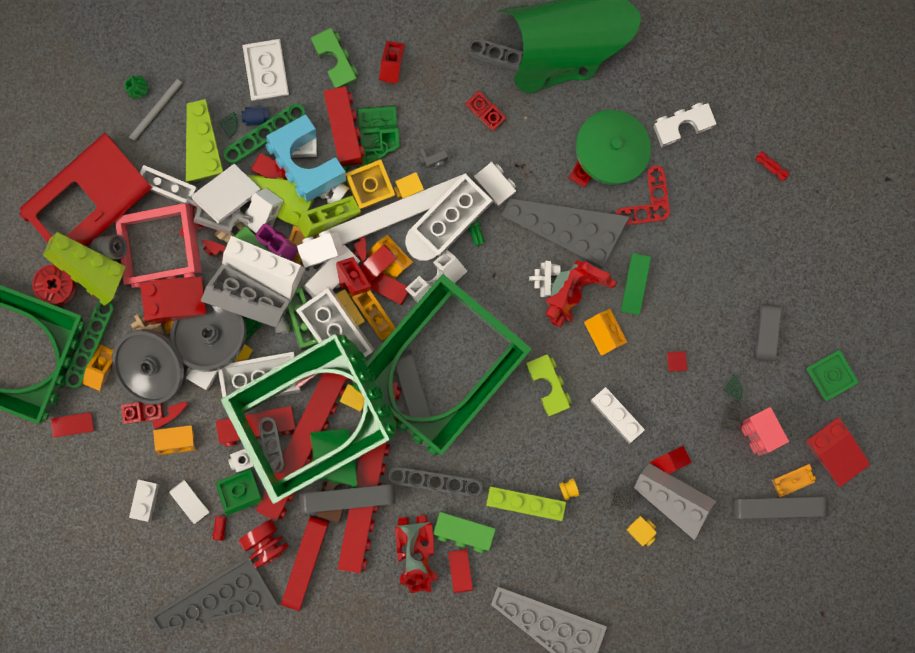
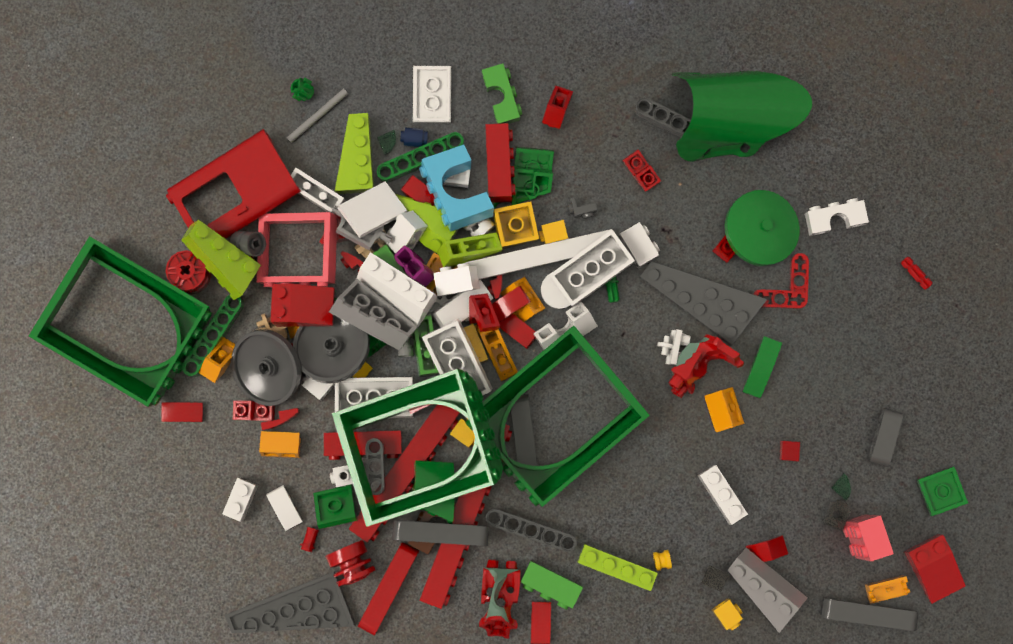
camera: 10 degrees right, 0 degrees up
(544, 369) = (665, 469): lime arch -> none

